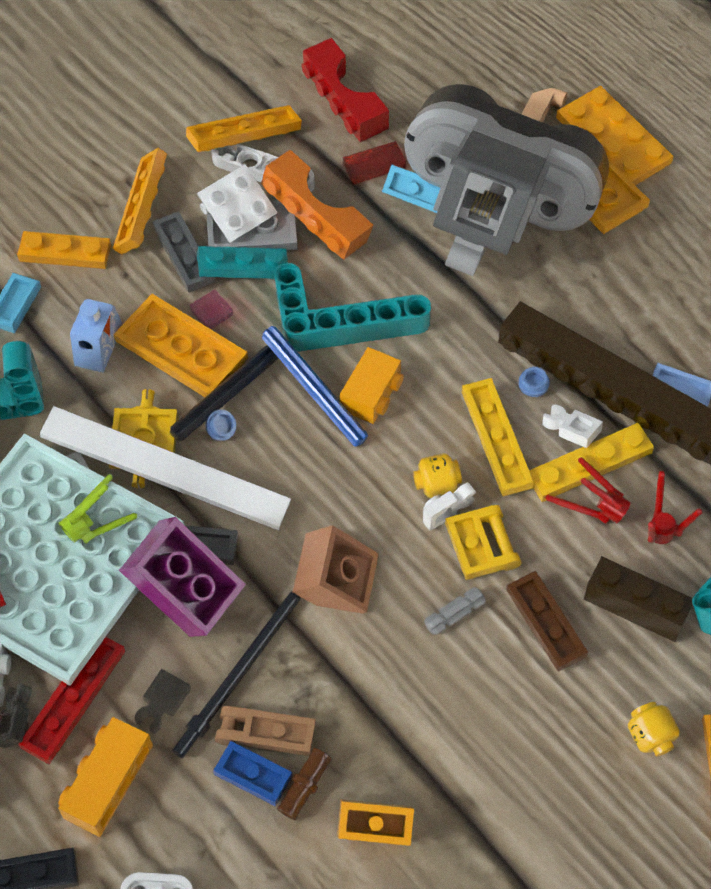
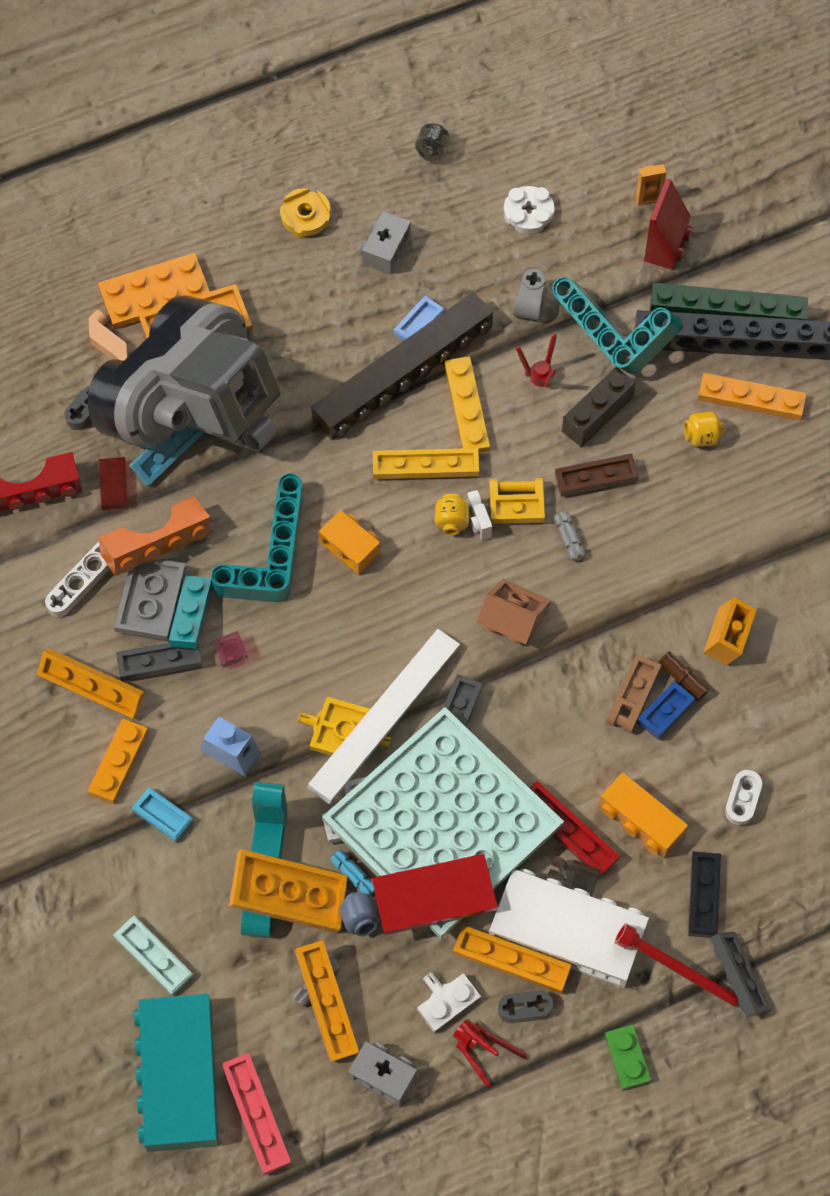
camera: 75 degrees left, 5 degrees up
(78, 523) = (430, 785): lime plant -> none
(162, 696) = (584, 763): clear smoke plate -> none
(180, 345) = (260, 681): light orange plate -> none
(182, 577) = (498, 716): magenta brick -> none
(199, 724) = (615, 741): black bar -> none
(220, 425) = (351, 666): medium blue plate -> none
(223, 393) = (320, 652): black axle -> none
(236, 203) = (133, 598): white hinge -> none
(243, 128) = (44, 576): light orange plate -> none
(315, 386) = (336, 585): axle -> none
(534, 382) = (382, 423): medium blue plate -> none
(573, 427) = (434, 404): white plate -> none
(611, 502) = (511, 401): red plant -> none

